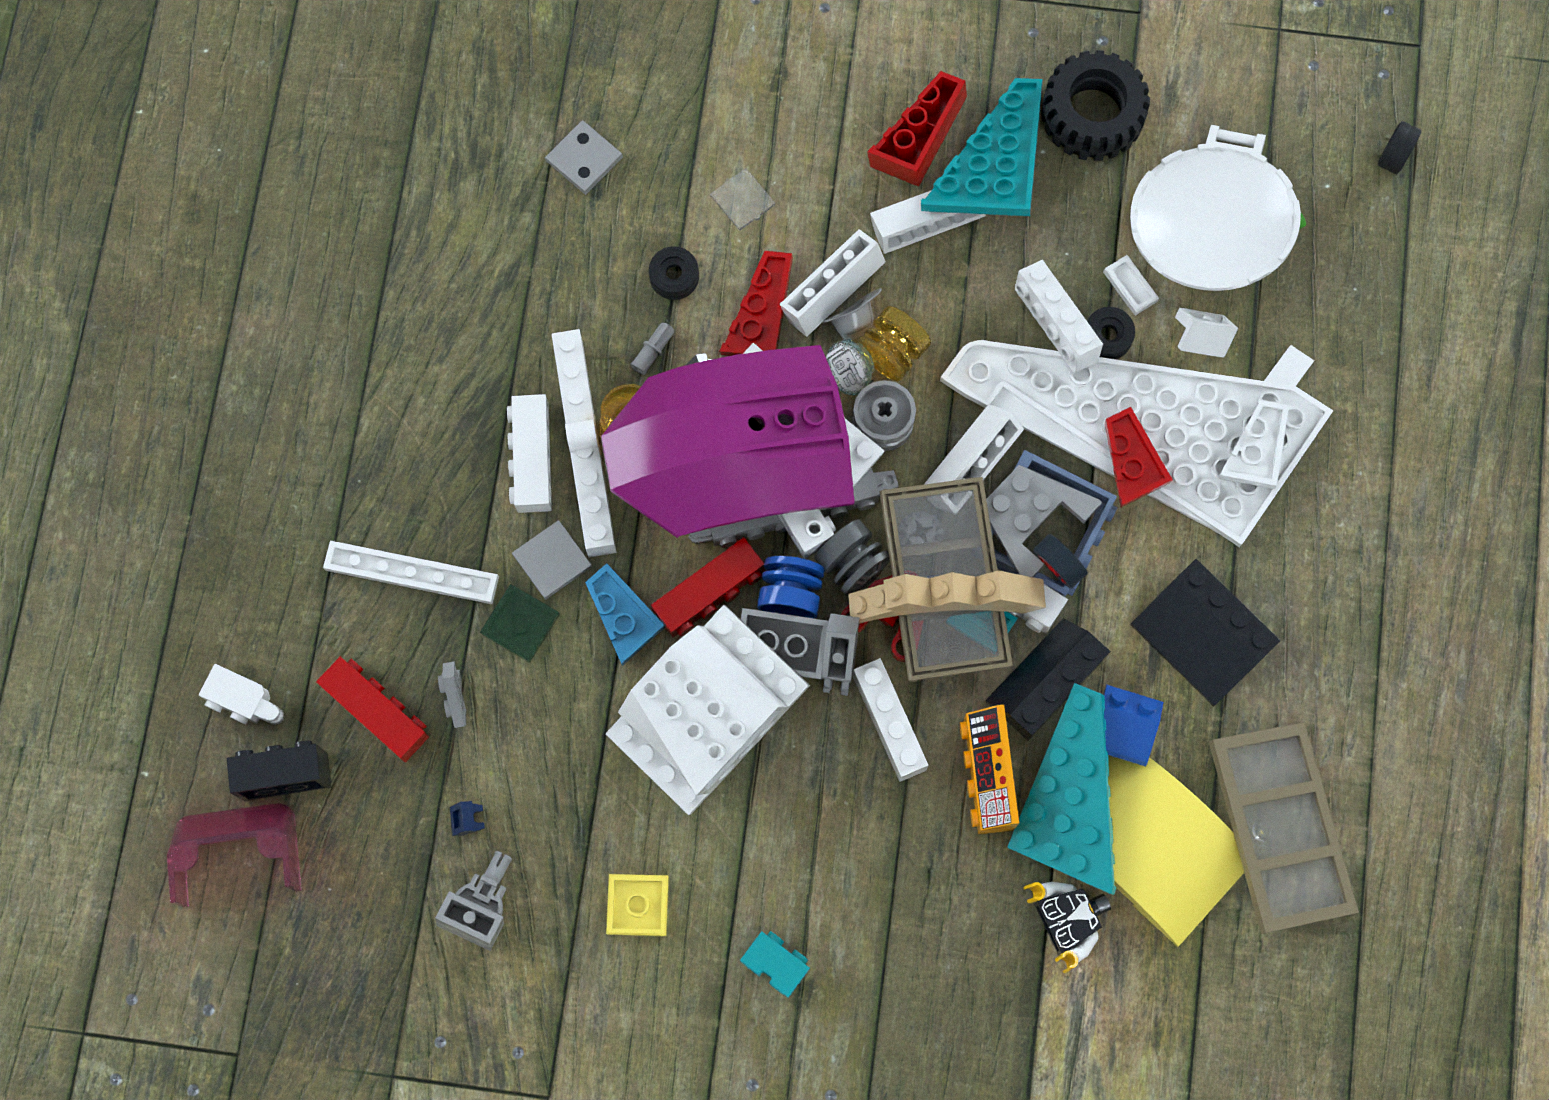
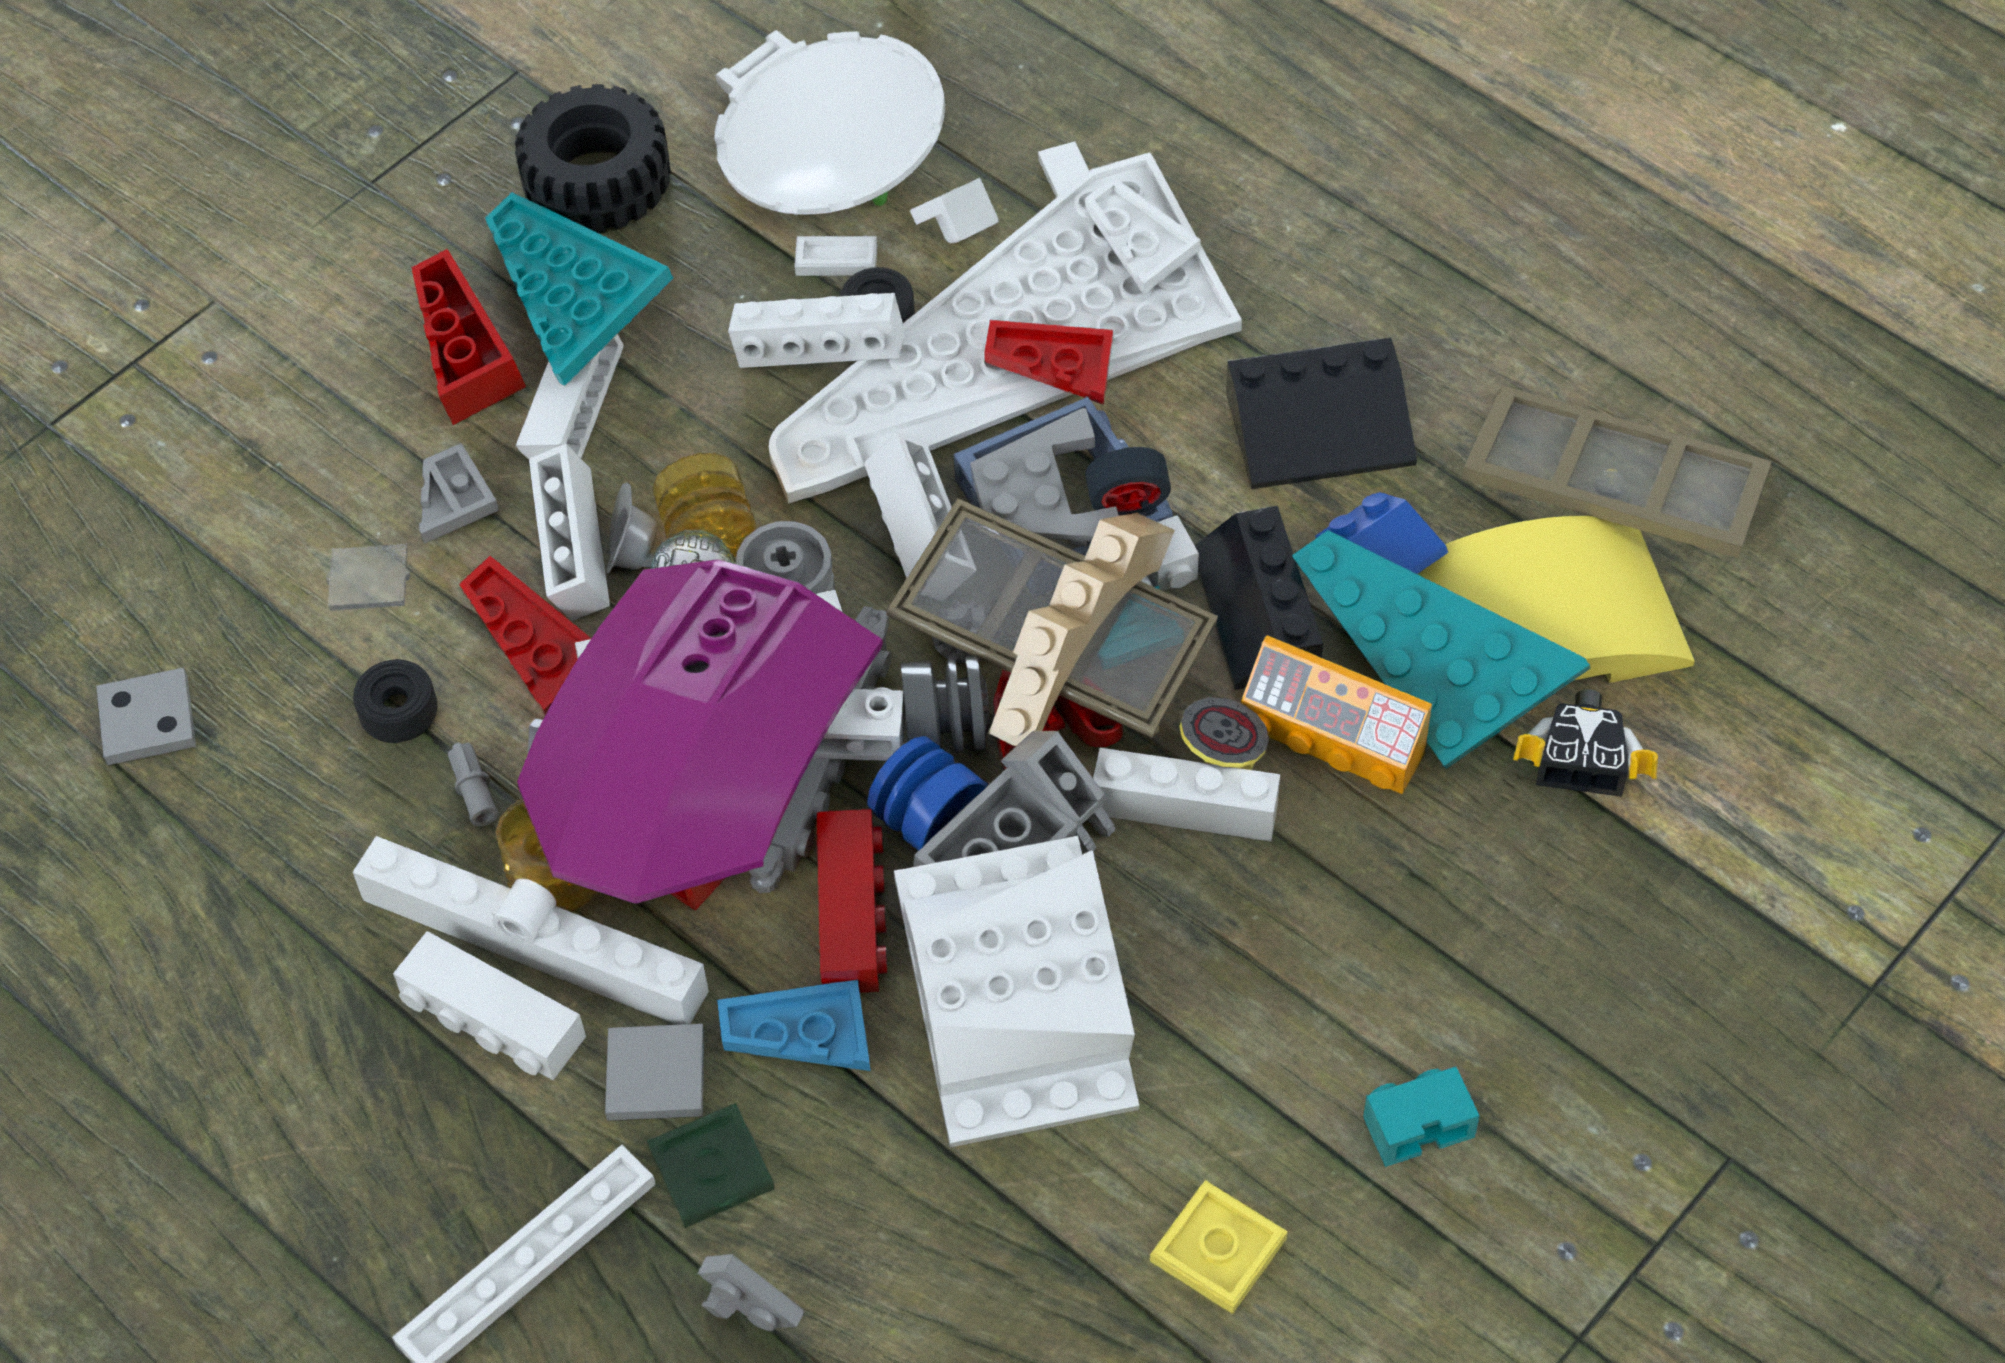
camera: 55 degrees left, 20 degrees down
(821, 203) = (452, 493): none -> light grey wing
(935, 718) = (1224, 733): none -> shield

